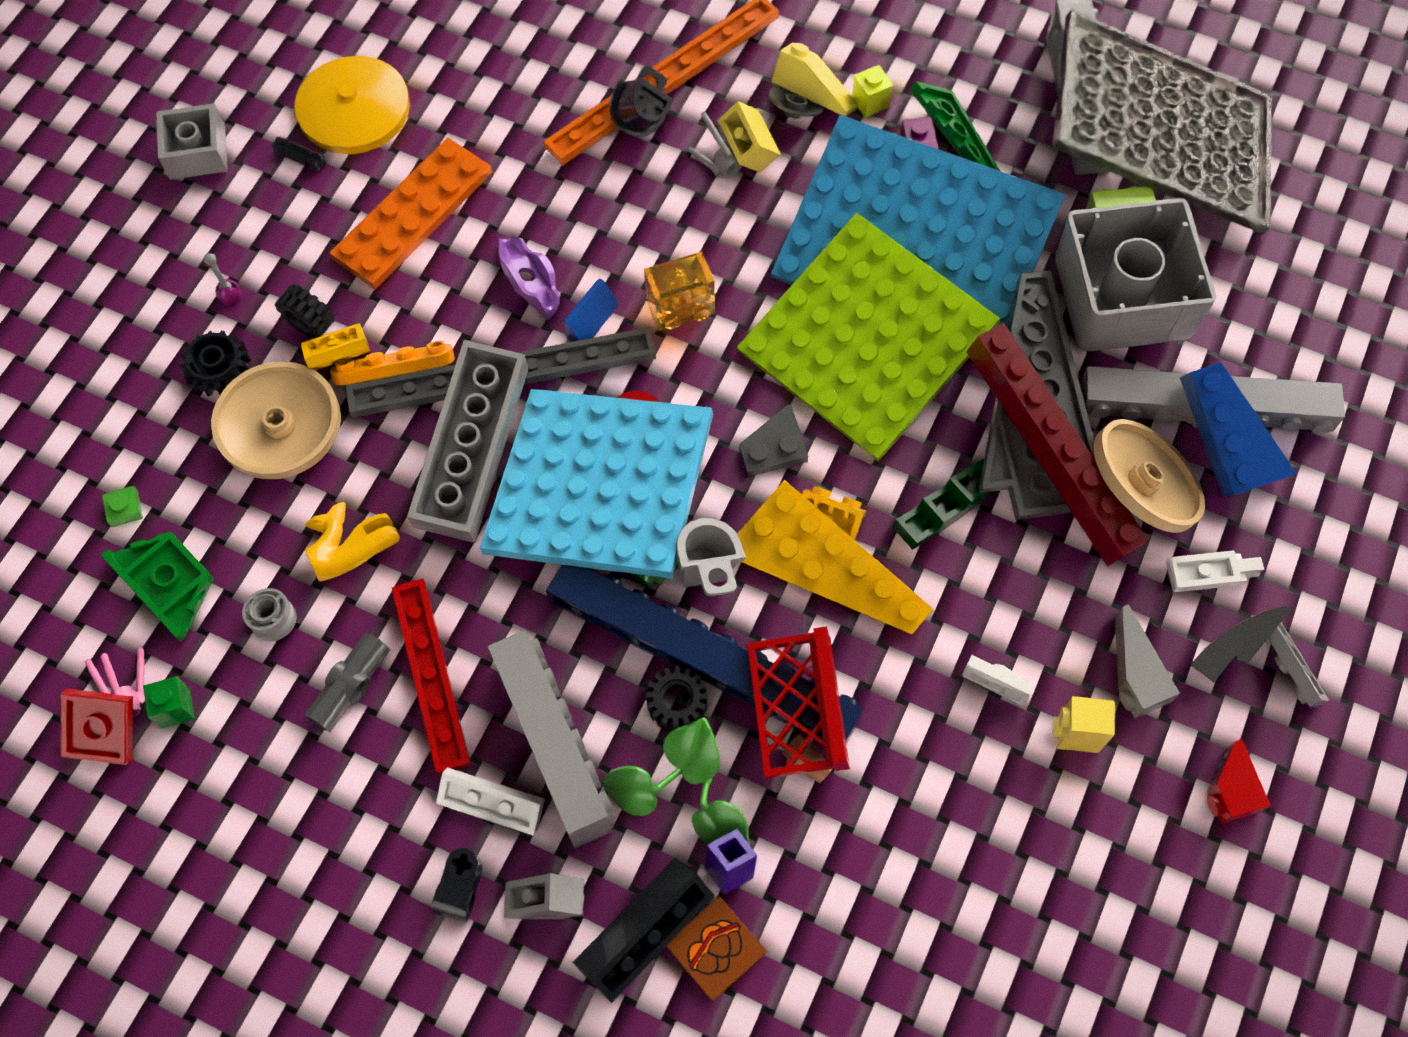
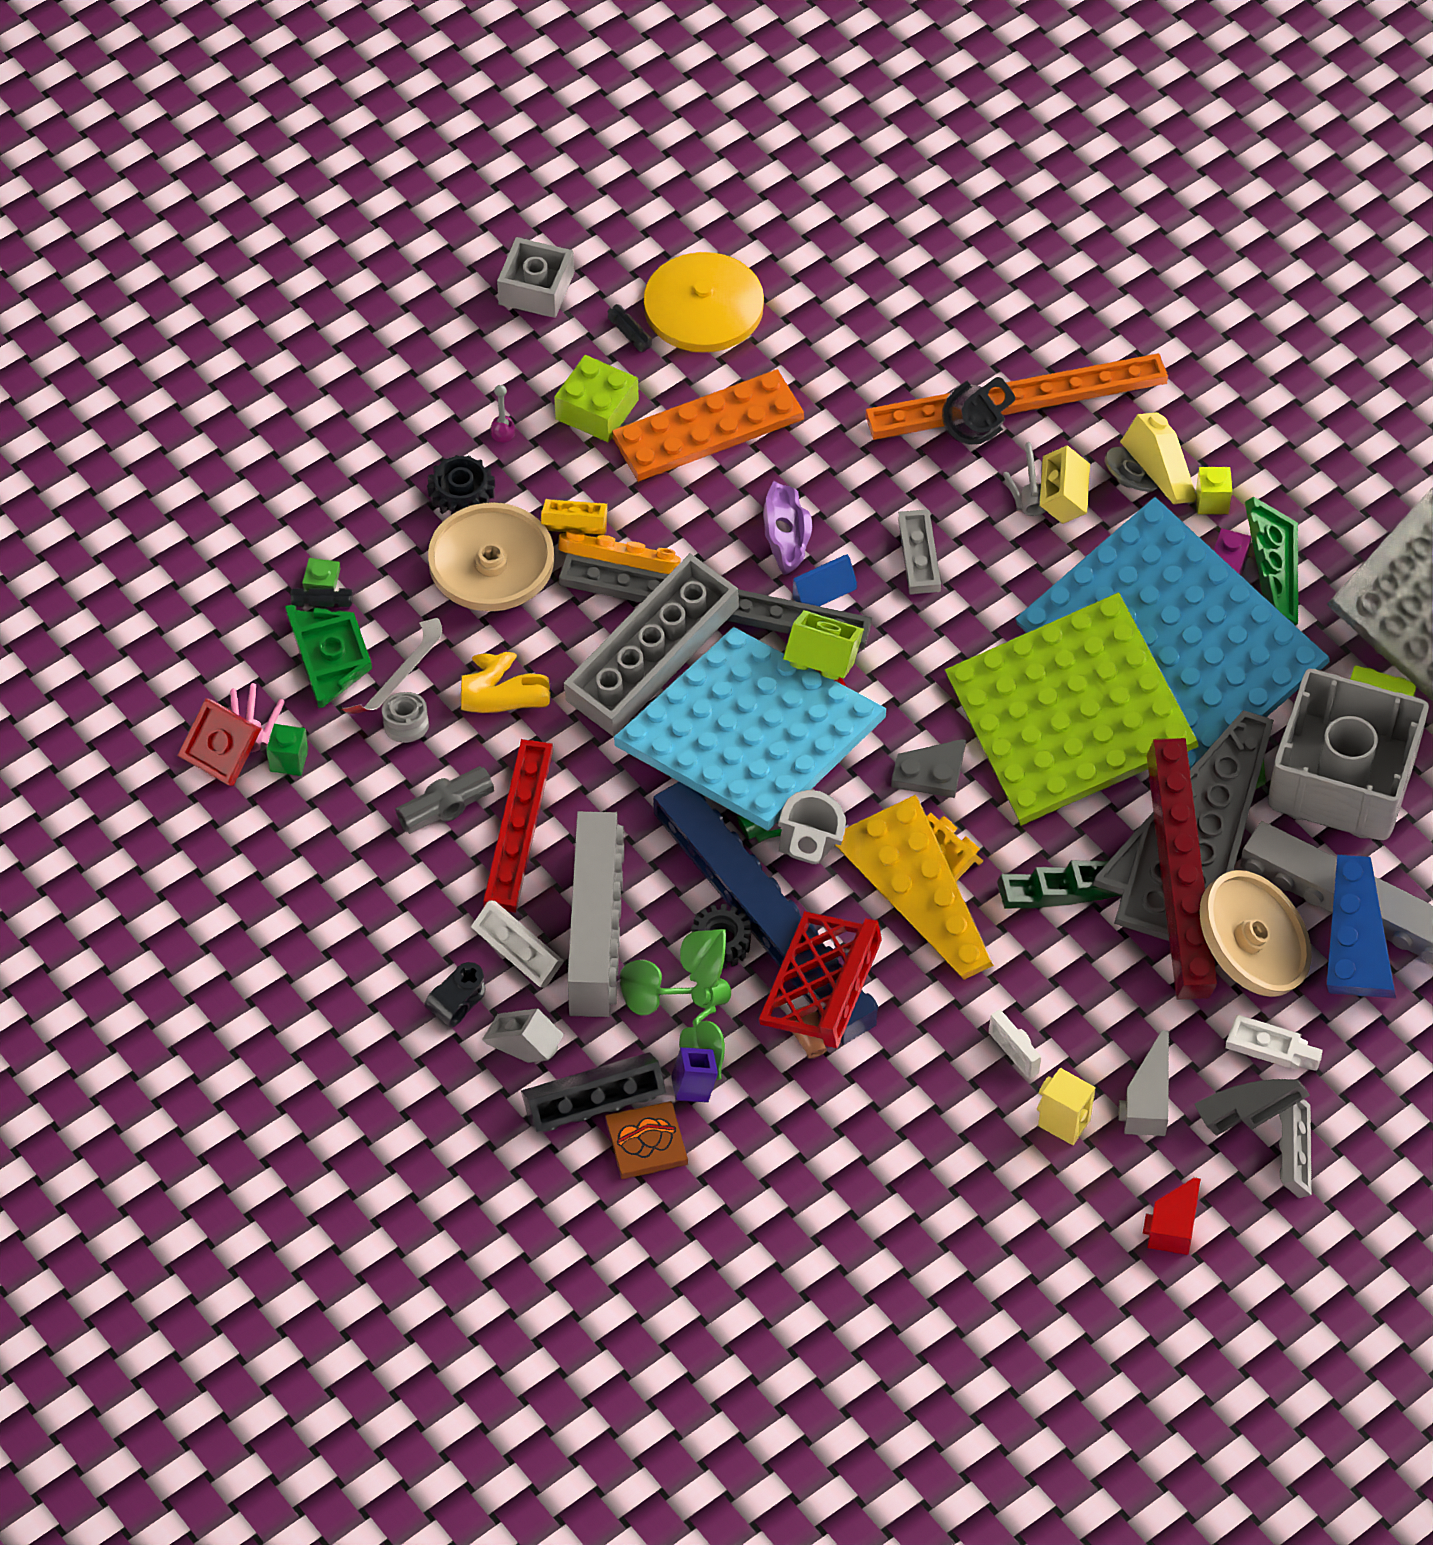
camera: 25 degrees right, 10 degrees down
(132, 528) = (322, 597): none -> black axle
(256, 521) = (431, 634): none -> white sticker
(300, 228) = (596, 398): none -> lime brick
(304, 311) = (562, 473): black tyre -> none
(625, 372) = (823, 645): none -> lime brick
(649, 238) = (919, 551): none -> light grey plate
(680, 291) = (915, 596): clear yellow brick -> none

